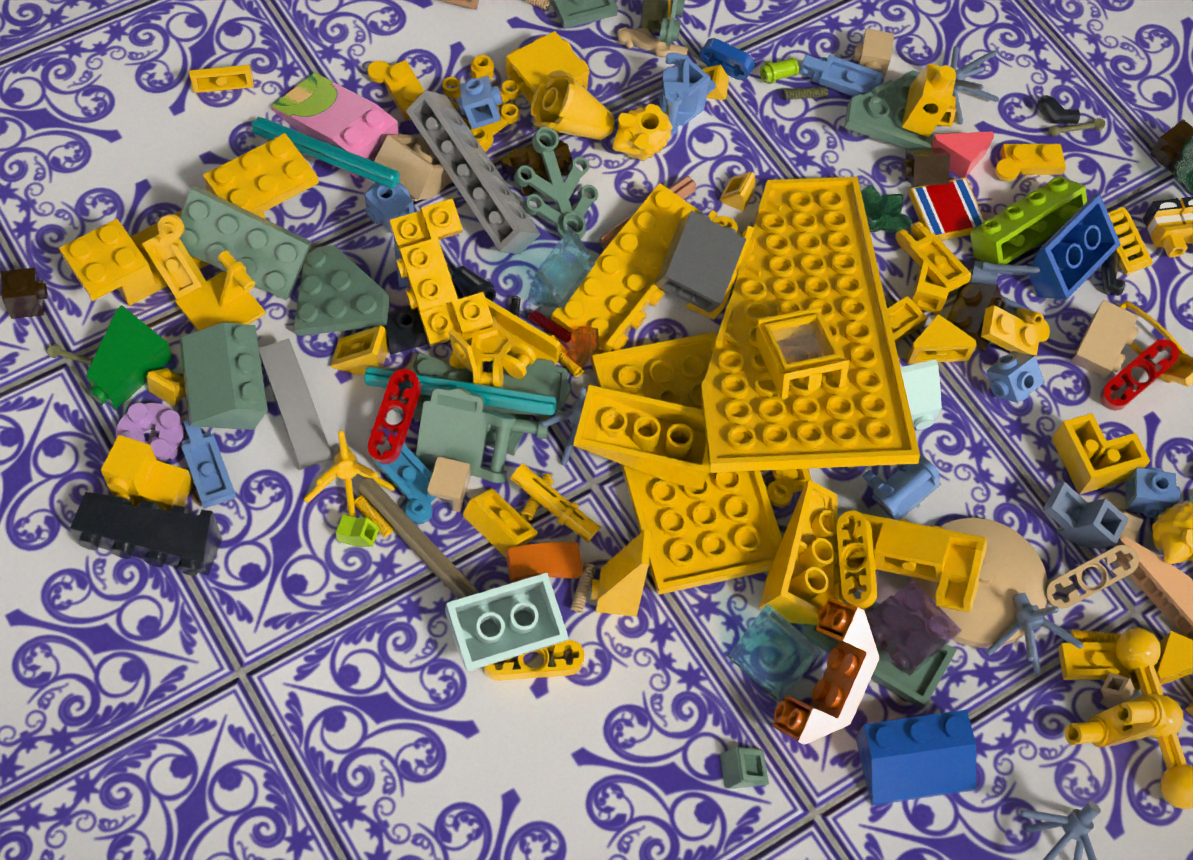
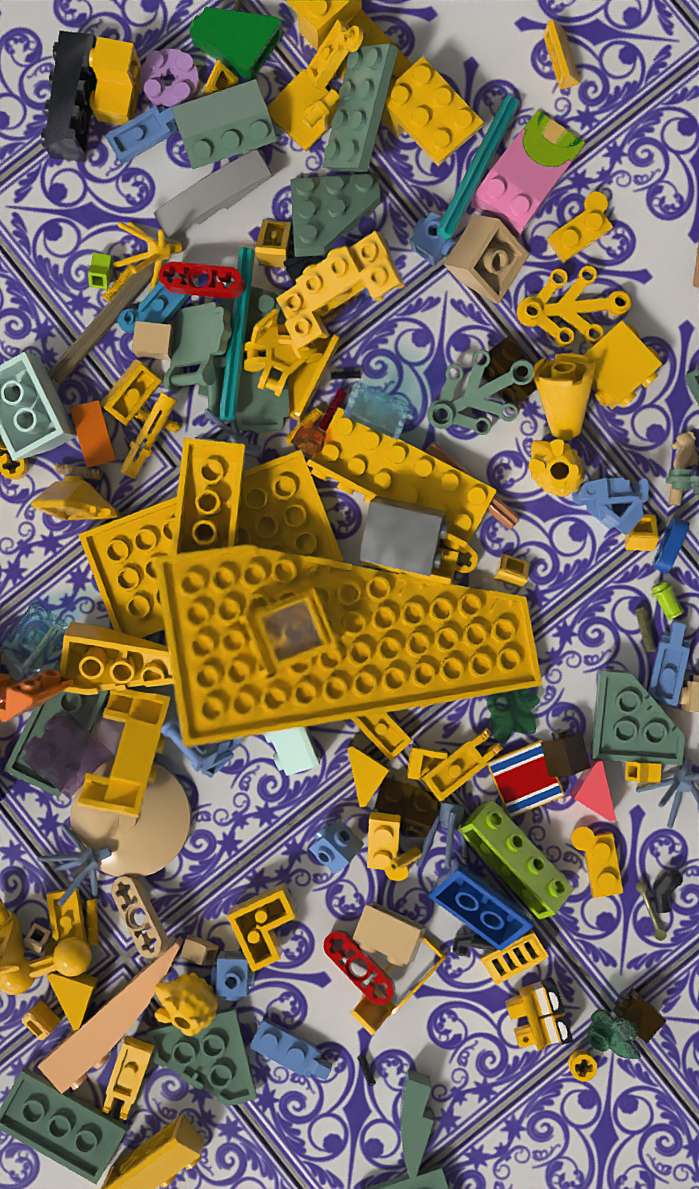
camera: 90 degrees right, 25 degrees up
(471, 283) = (358, 333): black cone -> none
(473, 173) = (480, 308): light grey brick -> none
(480, 102) = (560, 303): medium blue brick -> none
(866, 571) = (94, 696): yellow beam -> none
(930, 87) = (641, 751): yellow torso -> none
(1082, 522) = (196, 911): sand blue brick -> none

